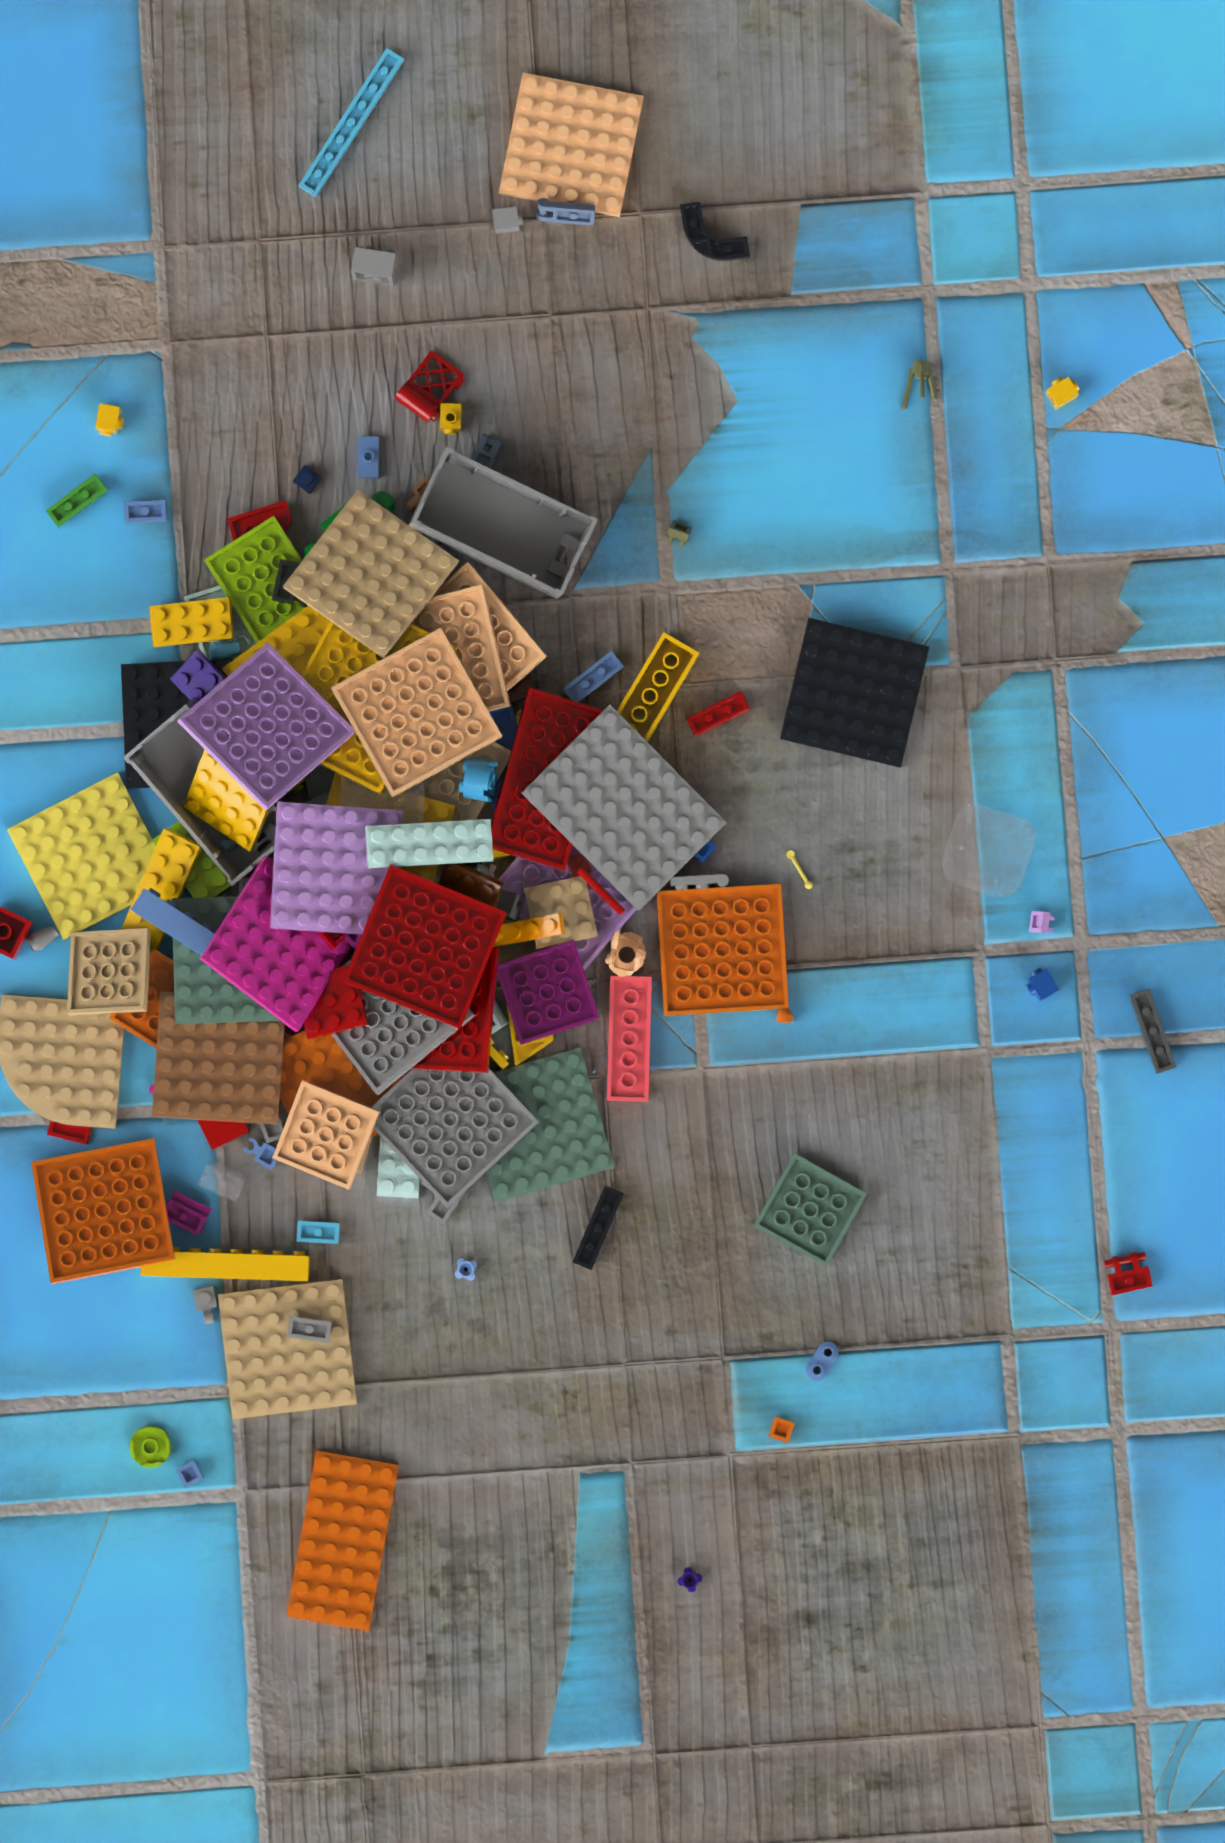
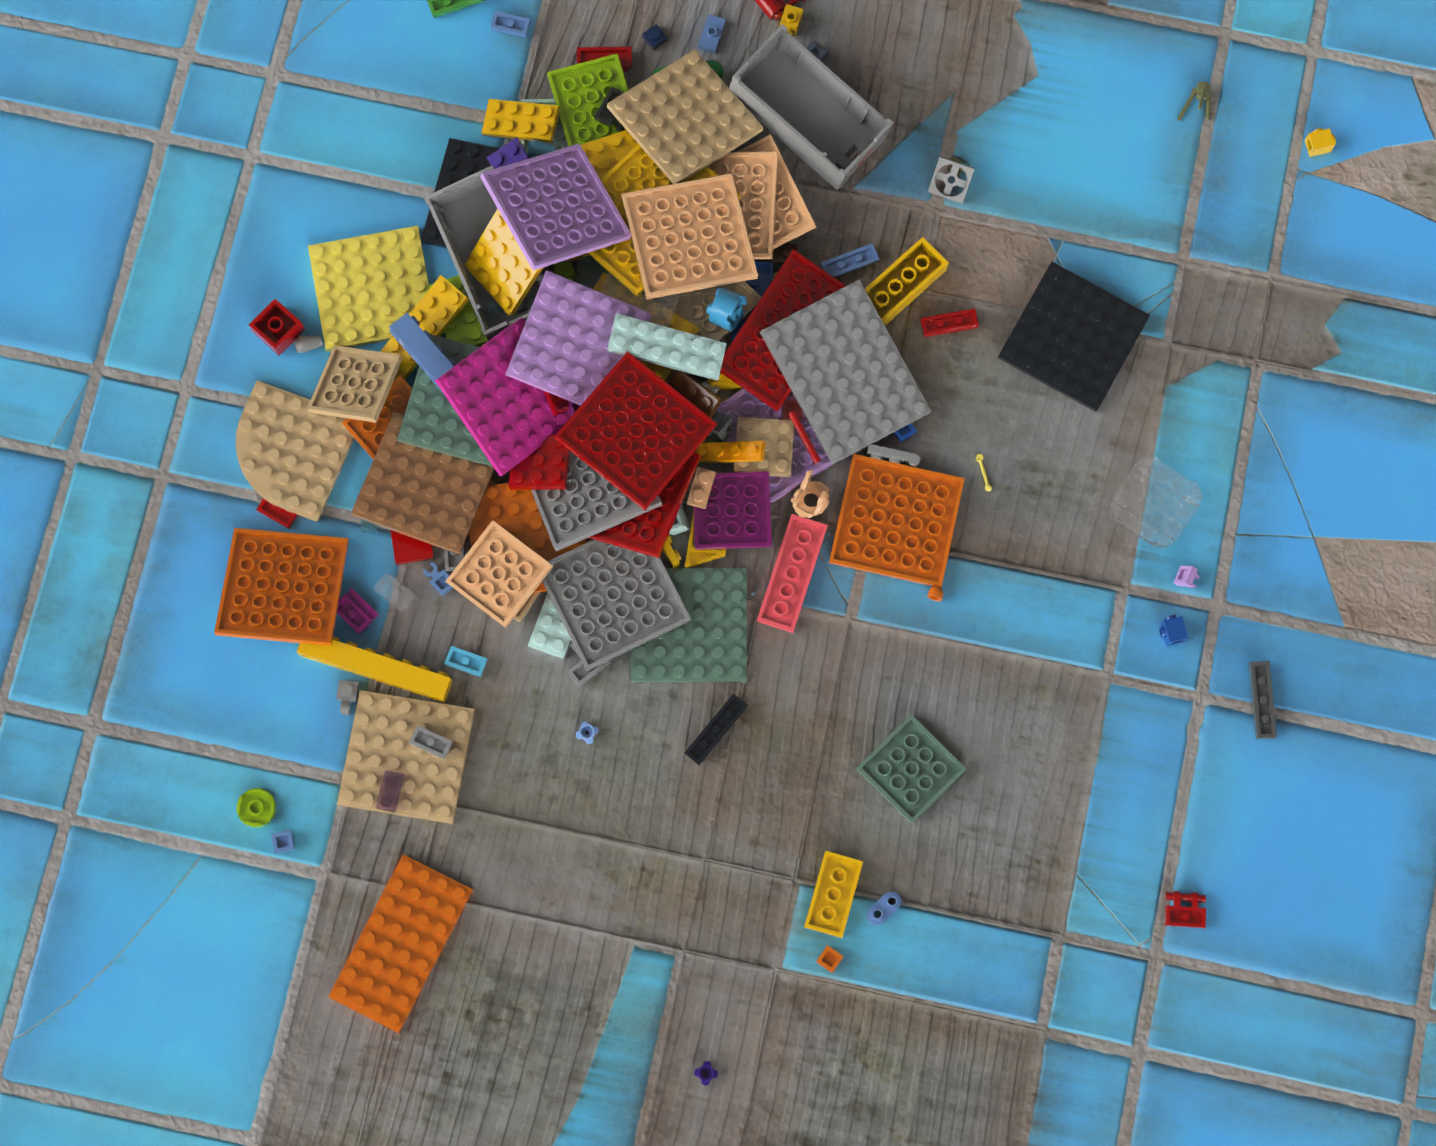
camera: 15 degrees right, 10 degrees down
(283, 1391) = (390, 791): none -> tile
(508, 978) = (701, 488): none -> light nougat plate
(675, 567) = (944, 177): none -> light grey piece
(767, 1362) = (833, 894): none -> yellow plate

